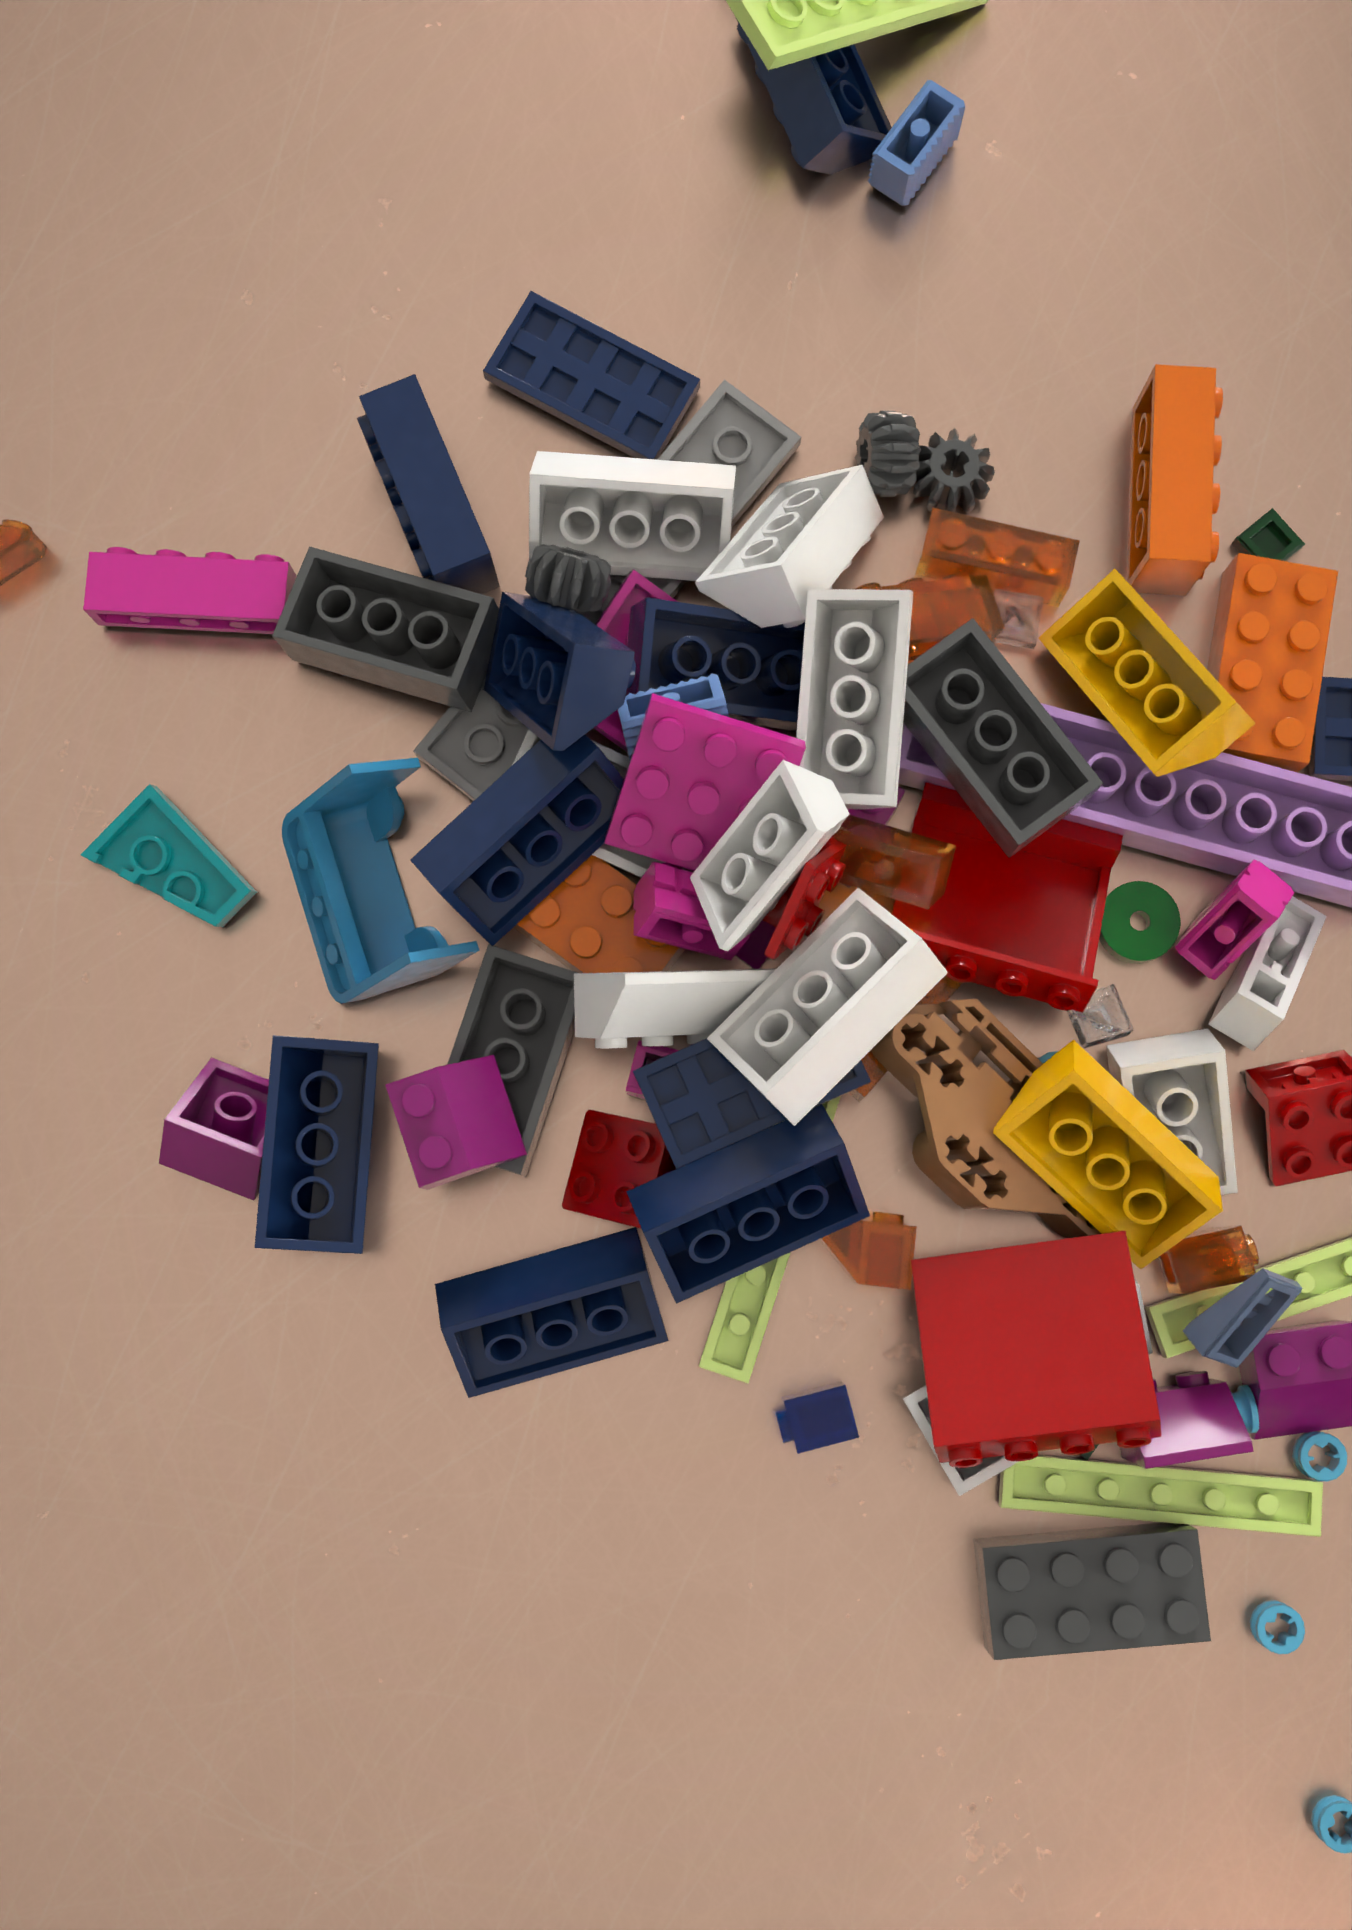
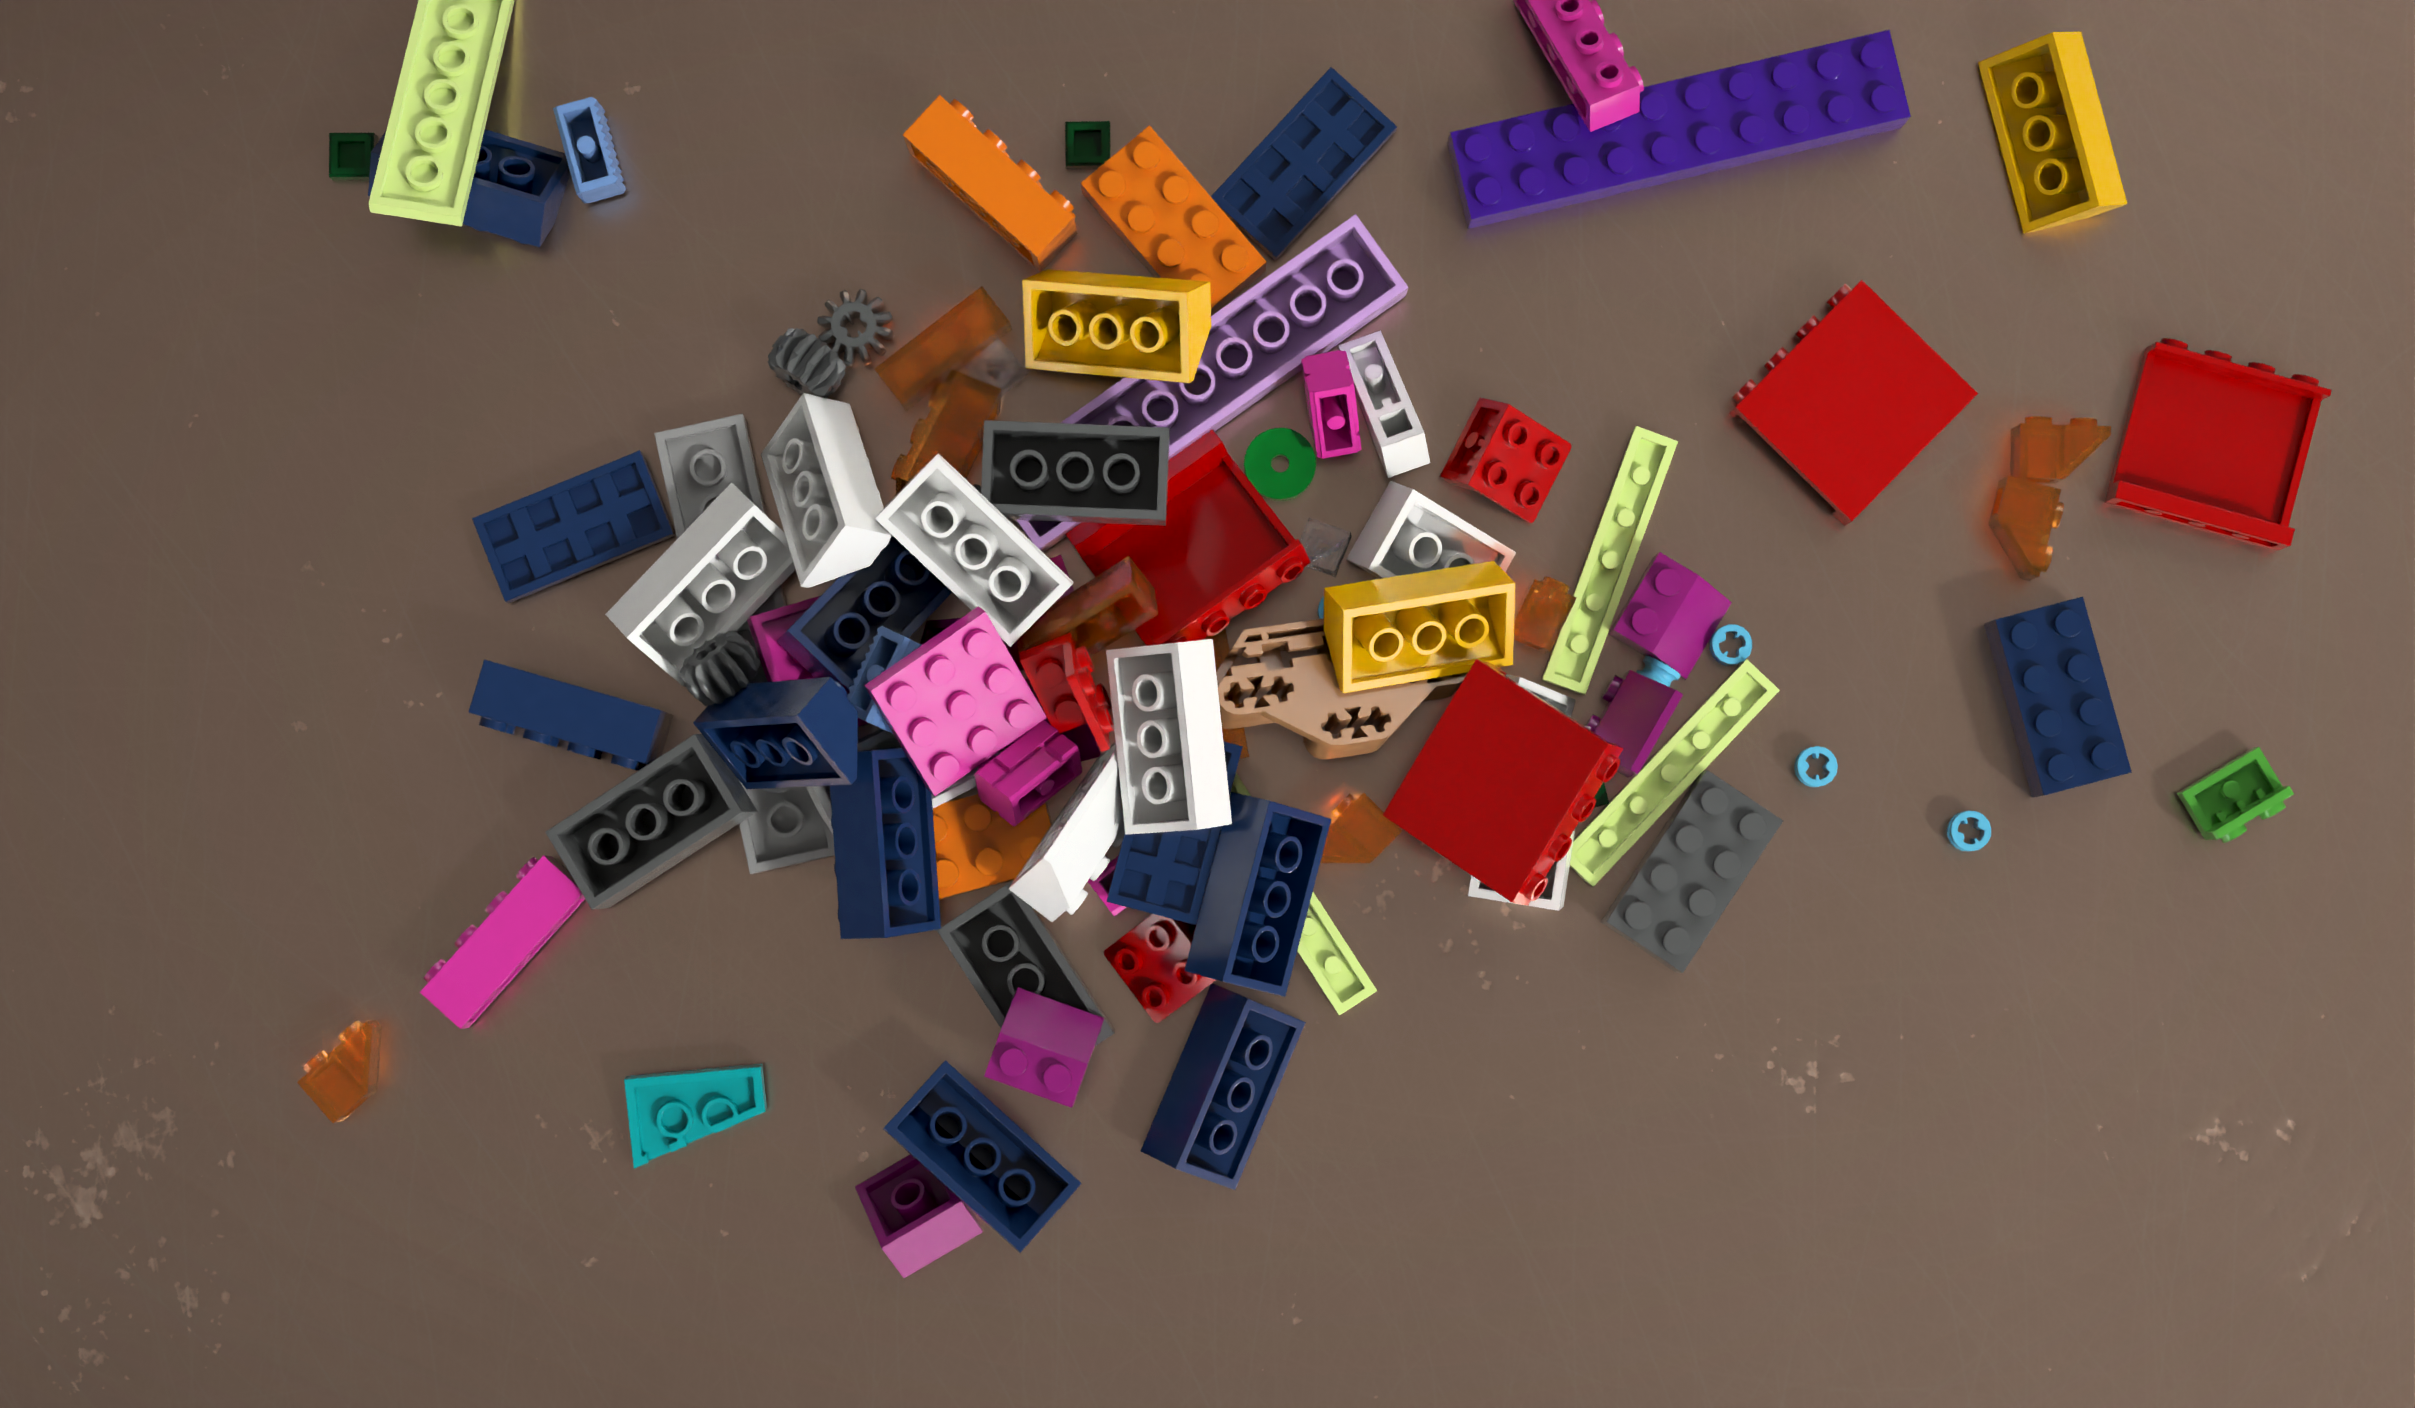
camera: 55 degrees left, 5 degrees up
(353, 885) = (820, 994): dark azure windscreen -> none
(766, 850) = (1034, 695): white slope -> none
(817, 1418) = (1437, 962): clear blue brick -> none
(1242, 1317) = (1595, 638): sand blue slope -> none

